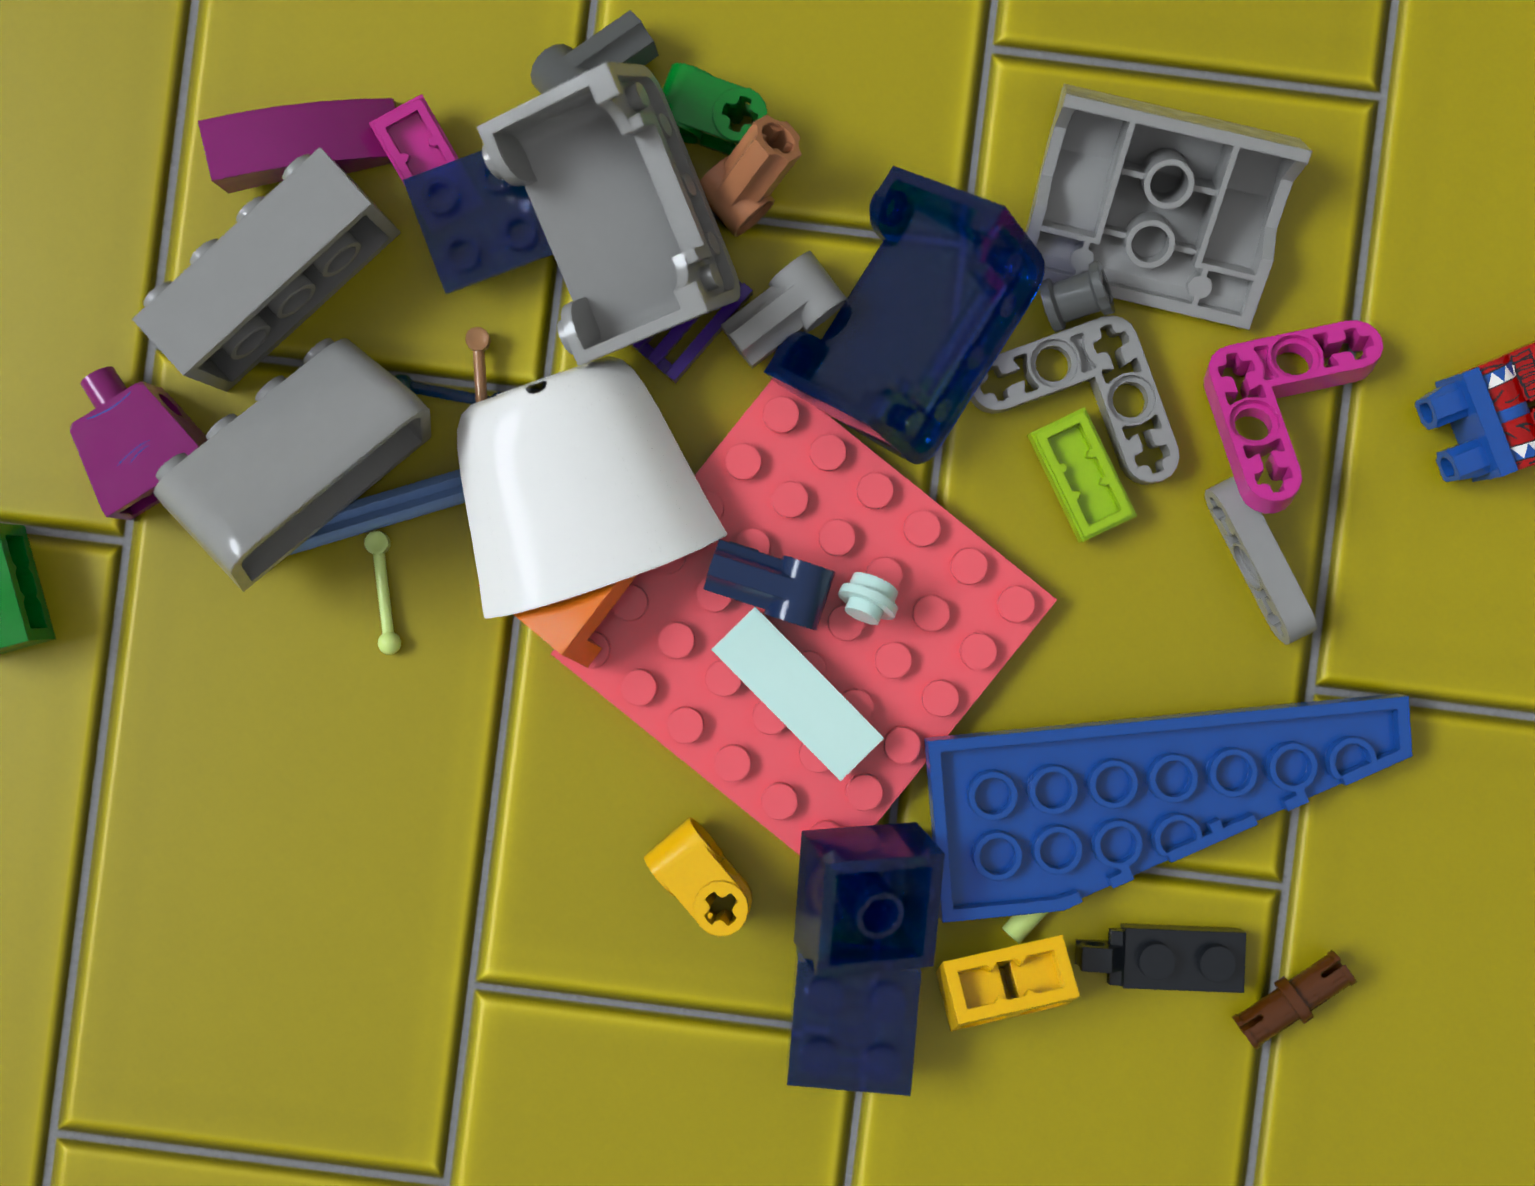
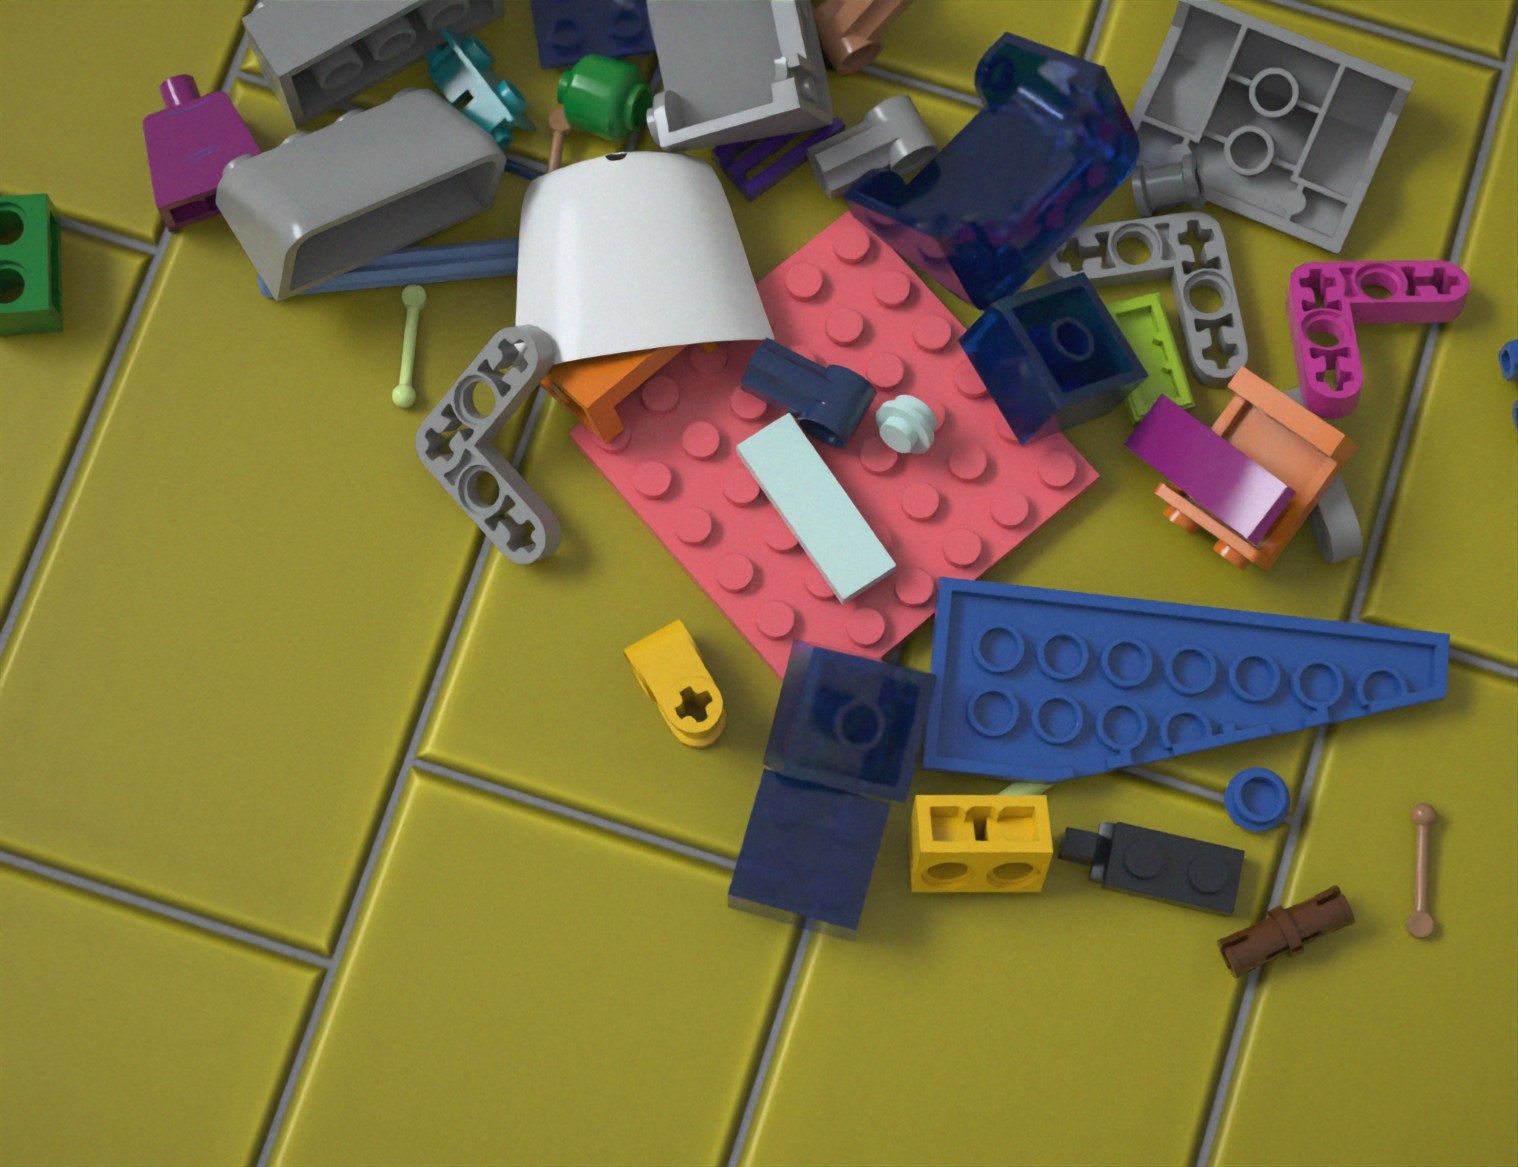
camera: 10 degrees right, 15 degrees down
(374, 302) = (466, 69): none -> teal hinge
(466, 696) = (476, 454): none -> light grey beam
(514, 309) = (604, 97): none -> green head
(998, 505) = (1052, 357): none -> clear blue brick
(1169, 595) = (1209, 469): none -> magenta slope
(1207, 580) = (1287, 444): none -> orange panel
(1249, 880) = (1257, 800): none -> blue plate
(1408, 961) = (1420, 922): none -> medium nougat hinge

